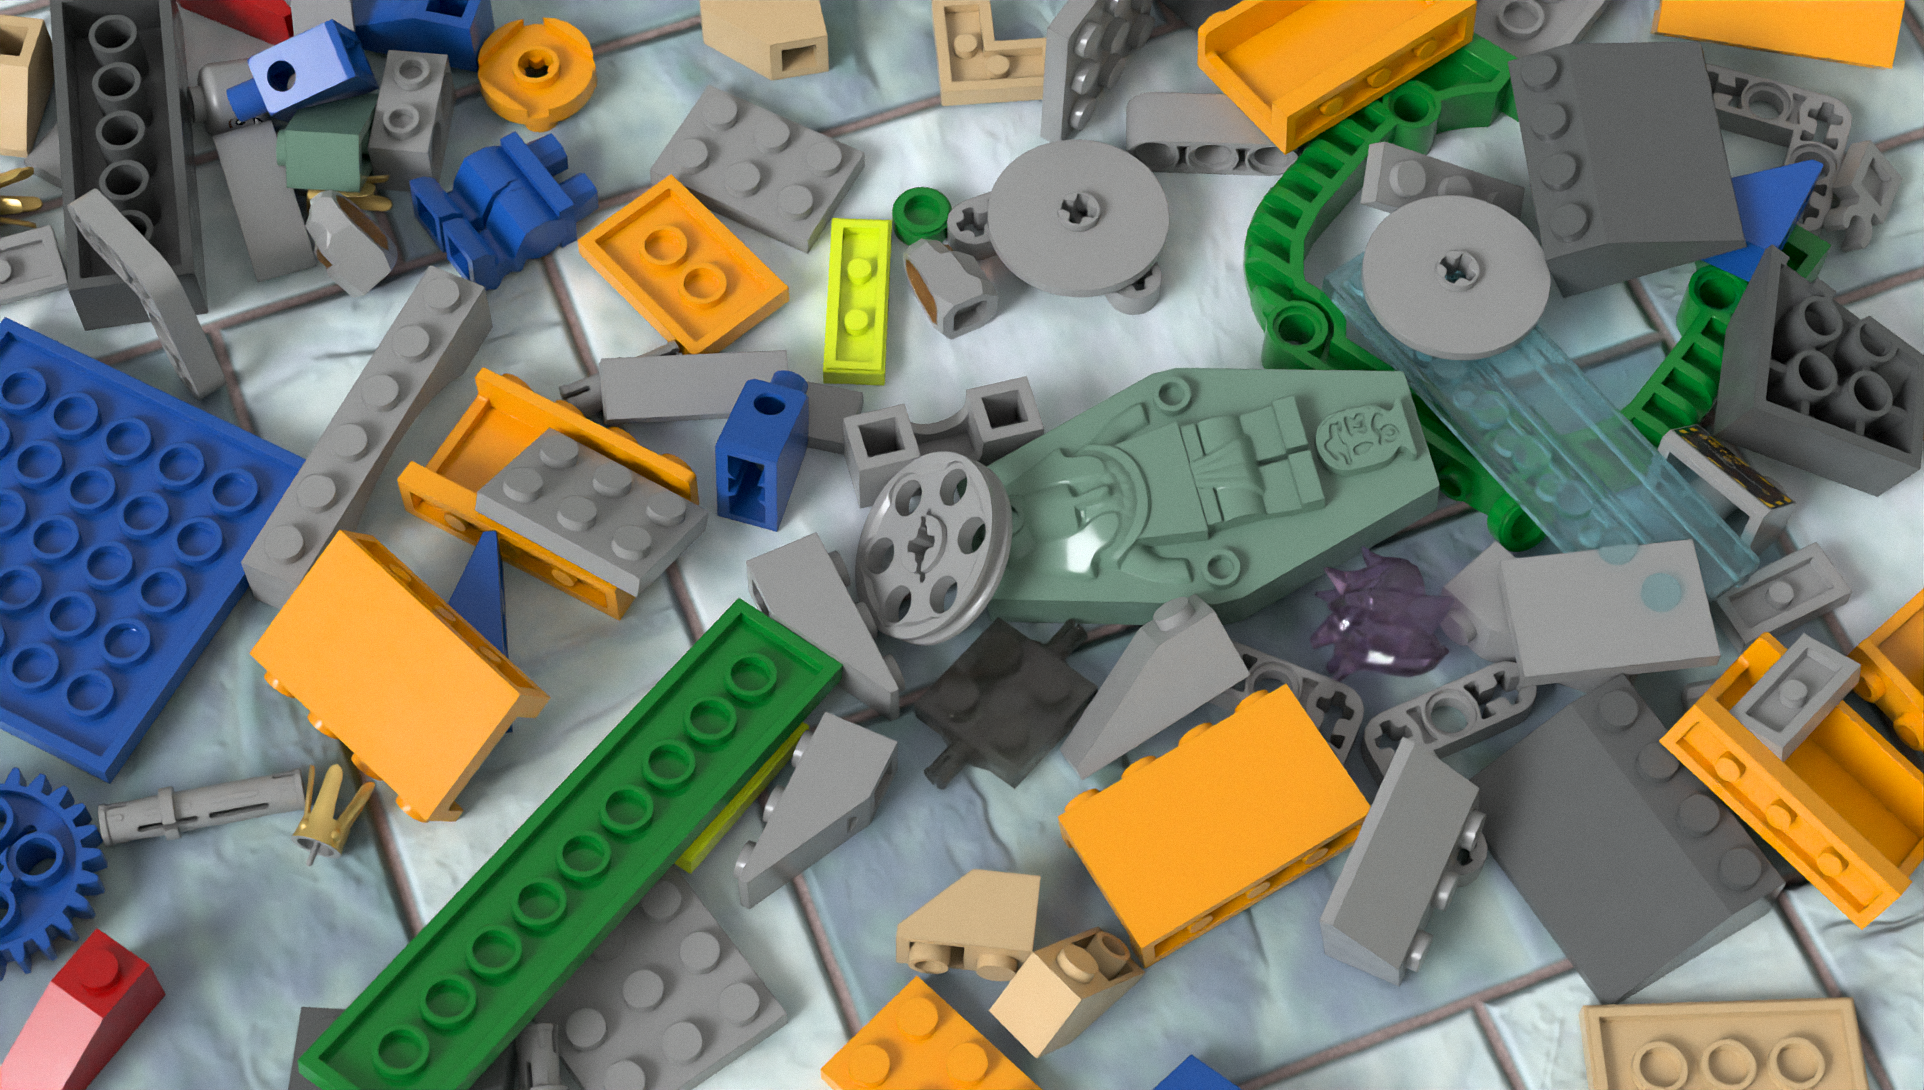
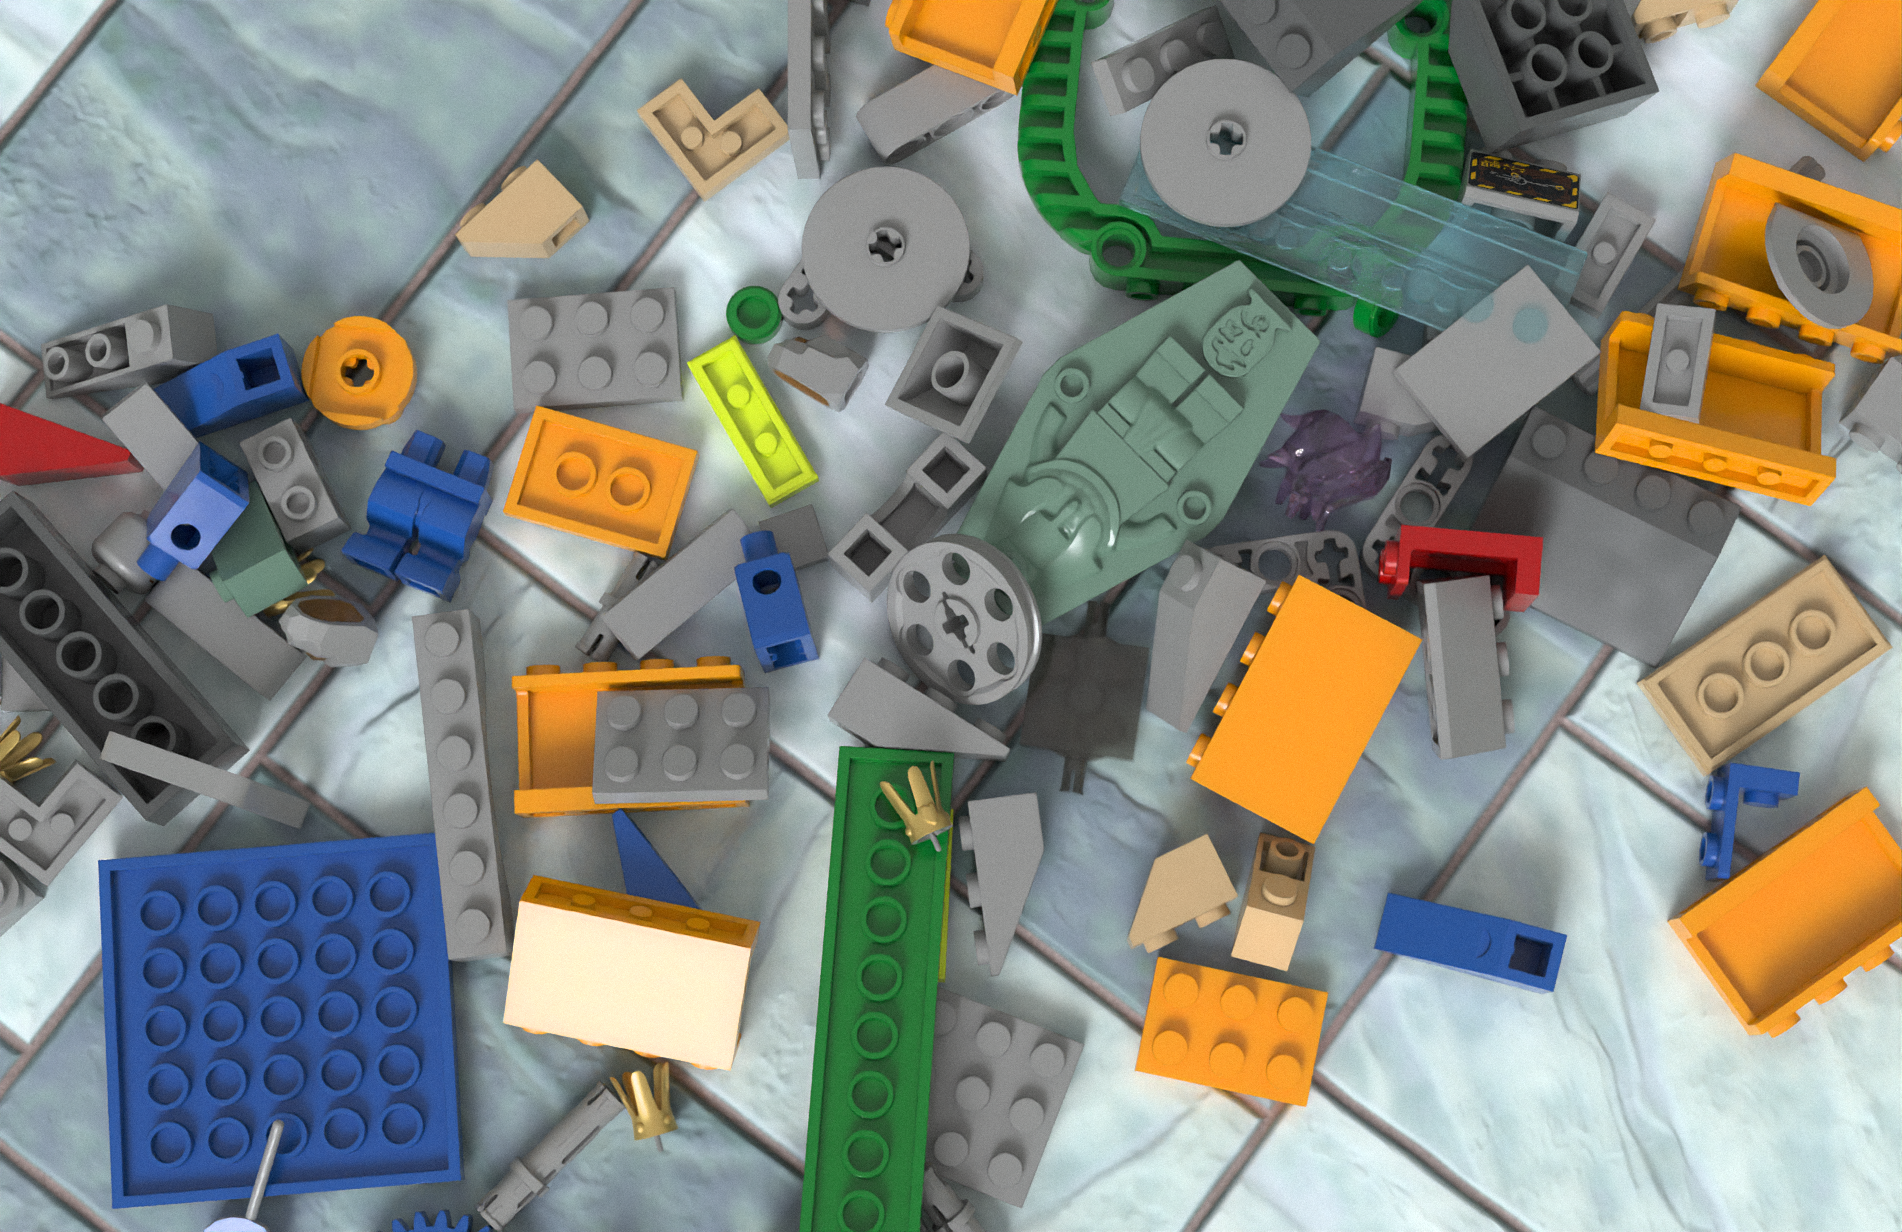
camera: 25 degrees left, 20 degrees up
(773, 695) = (930, 818): none -> pearl gold piece
(1075, 340) = (953, 374): none -> light grey slope
(1501, 765) = (1464, 551): none -> red panel

